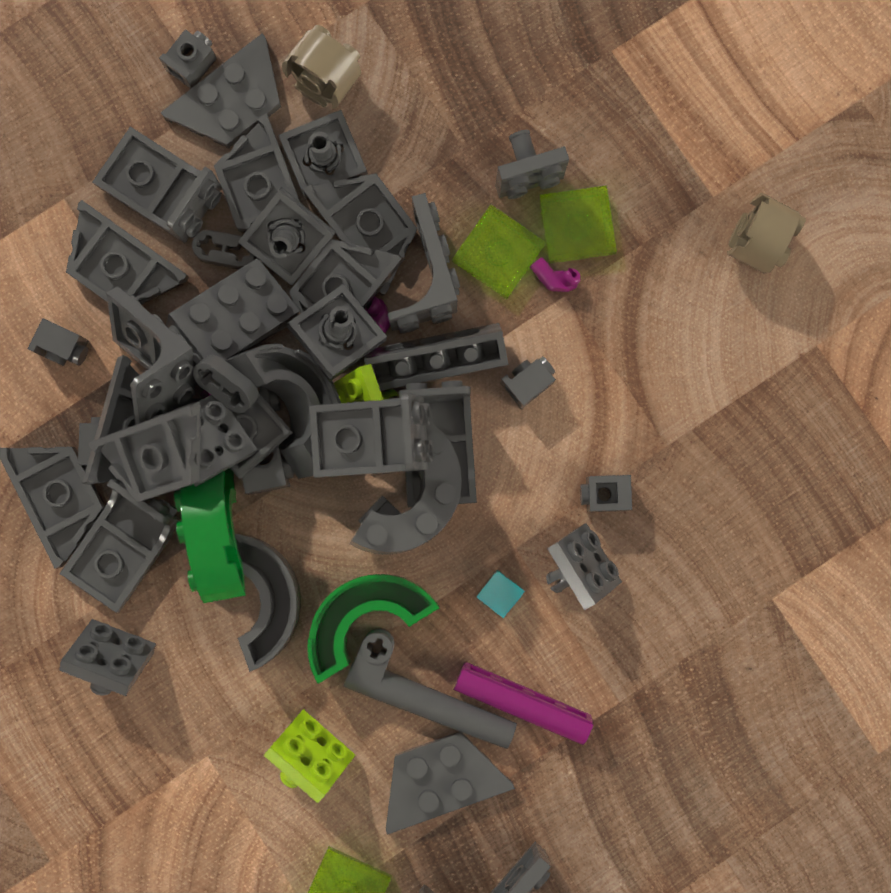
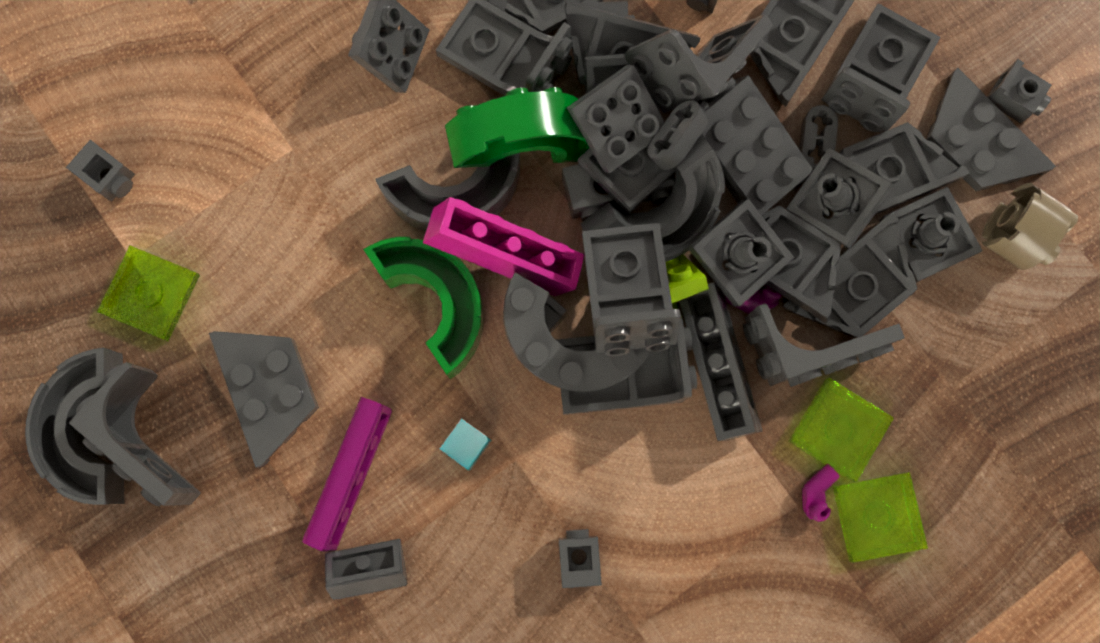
camera: 85 degrees right, 5 degrees down
(156, 453) = (601, 63): dark grey wing -> none
(305, 761) = (284, 242): lime plate -> none
(322, 552) = (502, 246): none -> dark pink brick
(371, 678) = (372, 308): dark grey axle -> none
(529, 381) = (700, 467): dark grey brick -> none
(530, 169) = (941, 459): dark grey plate -> none
(583, 567) = (496, 534): dark grey plate -> none
(609, 688) = (365, 569): none -> dark grey slope

